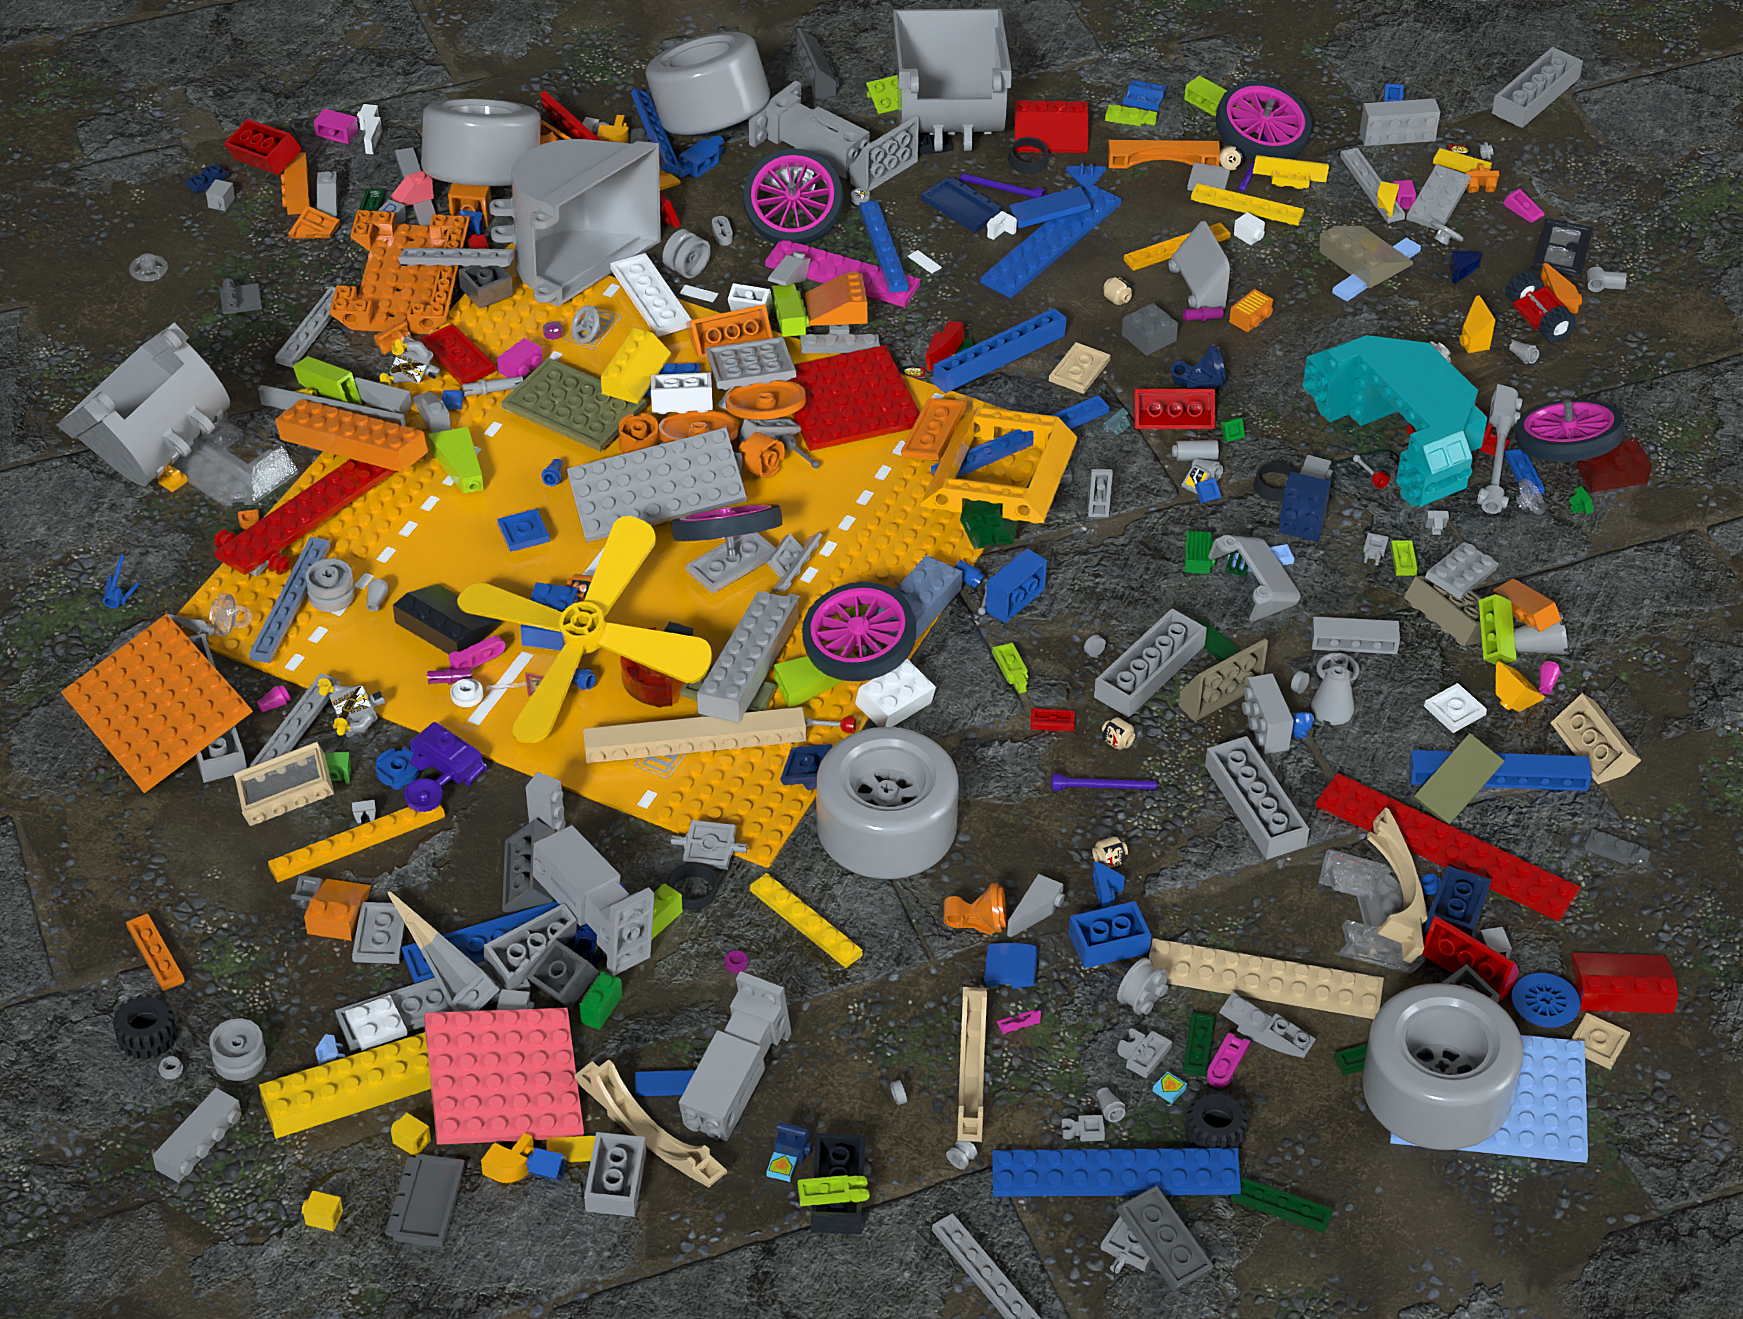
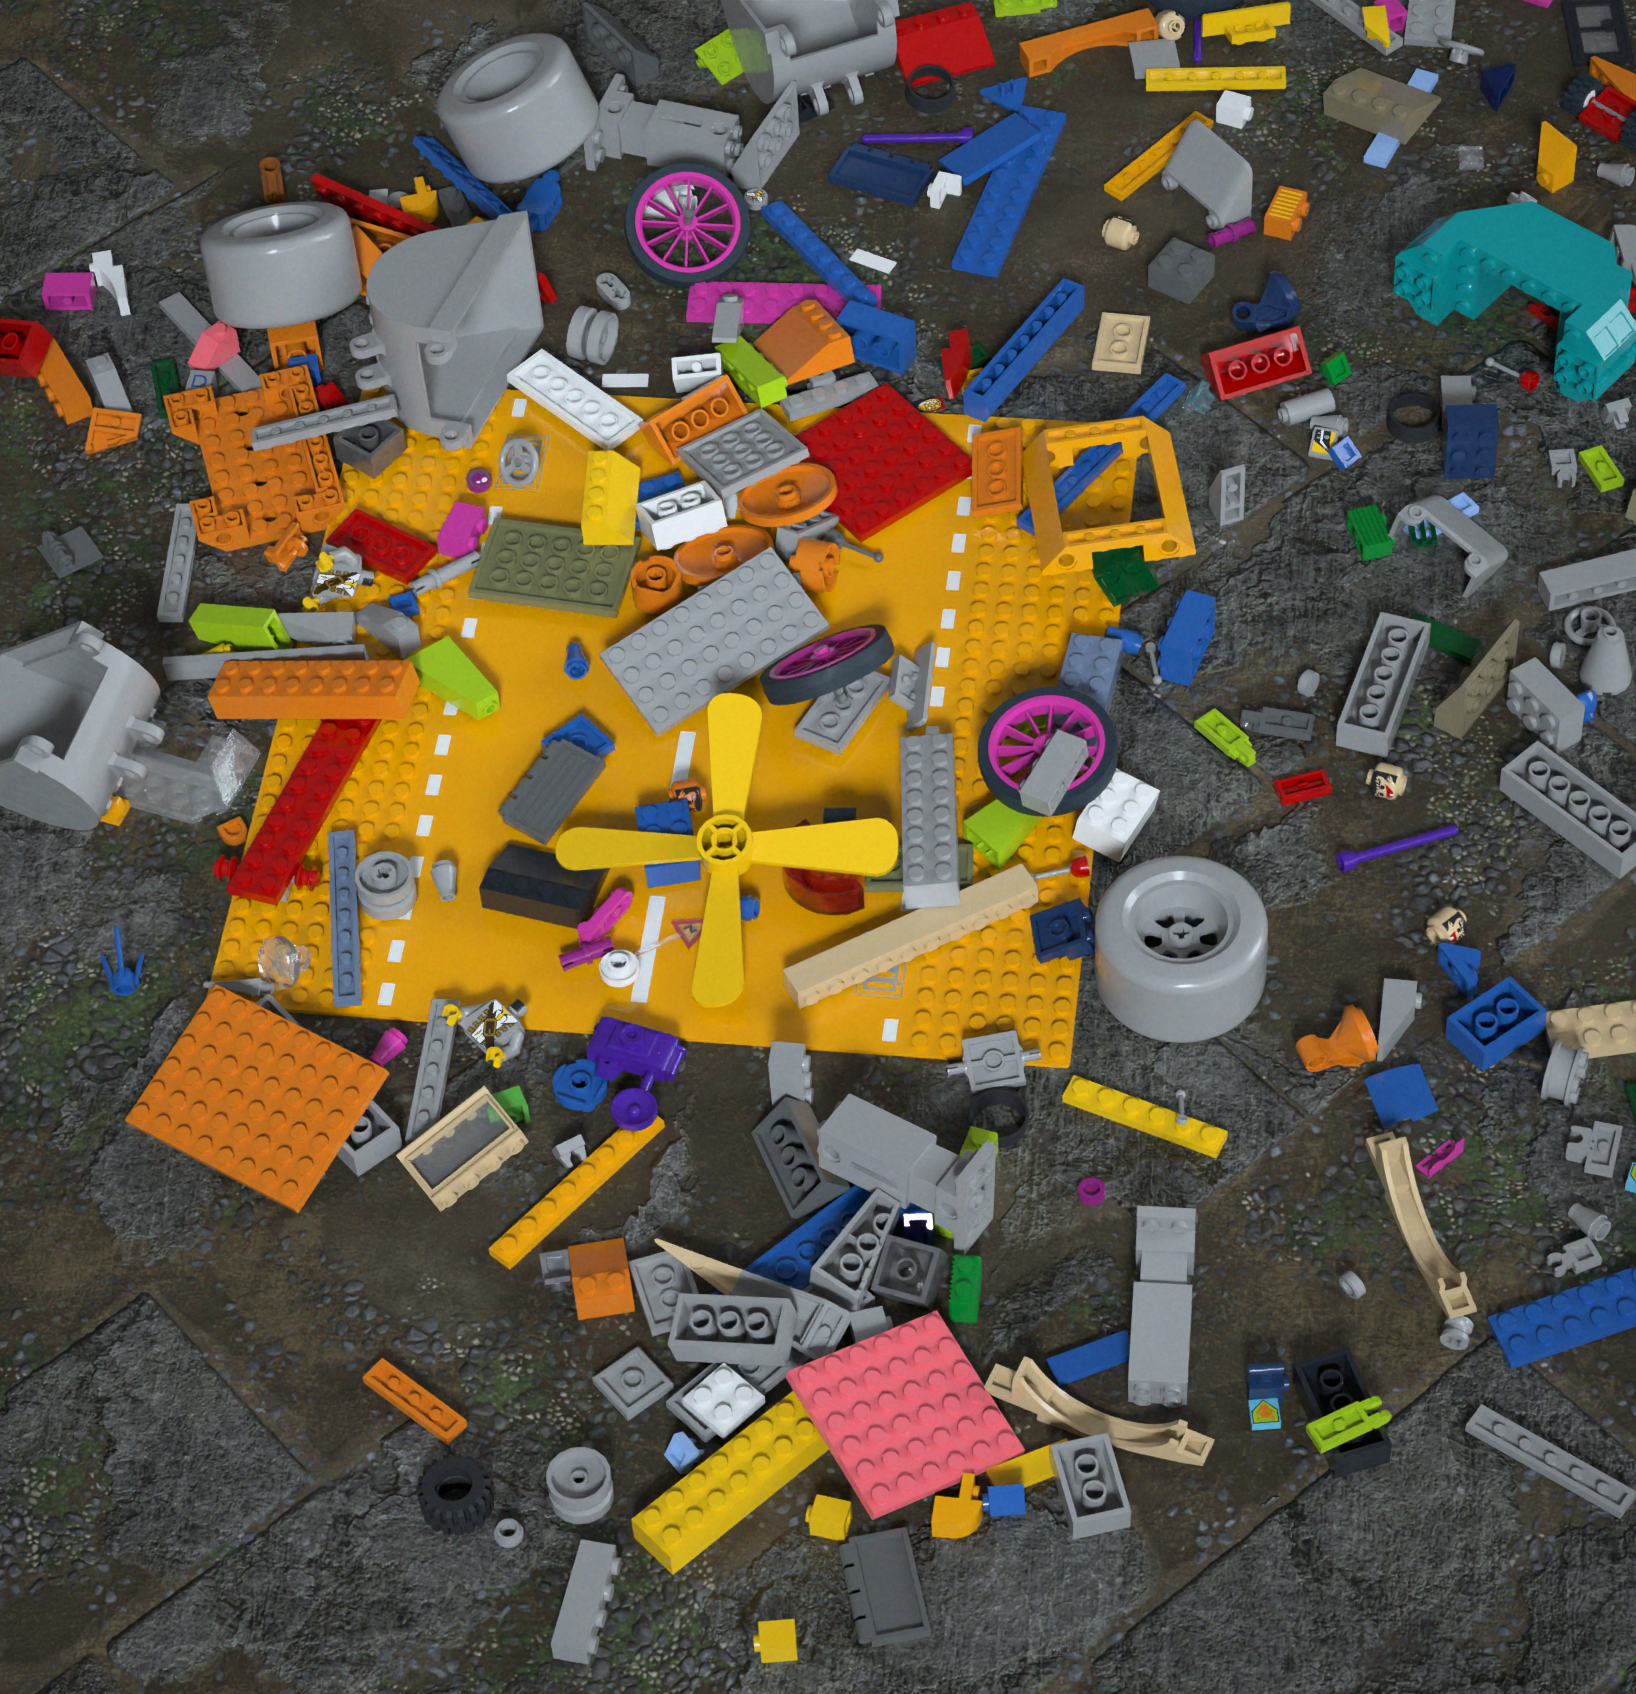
camera: 15 degrees left, 5 degrees up
(321, 991) = (633, 1383): none -> light grey tile
(405, 972) = (733, 1329): none -> light grey brick
(487, 555) = (552, 791): none -> dark grey hinge
(519, 89) = (272, 180): none -> dark orange piece
(829, 928) = (1181, 1118): none -> light grey hinge
(850, 645) = (1053, 772): none -> light grey brick
(894, 311) = (879, 336): none -> blue brick
(1057, 668) = (1279, 723): none -> dark grey hinge
(1415, 310) = (1470, 157): none -> clear plate

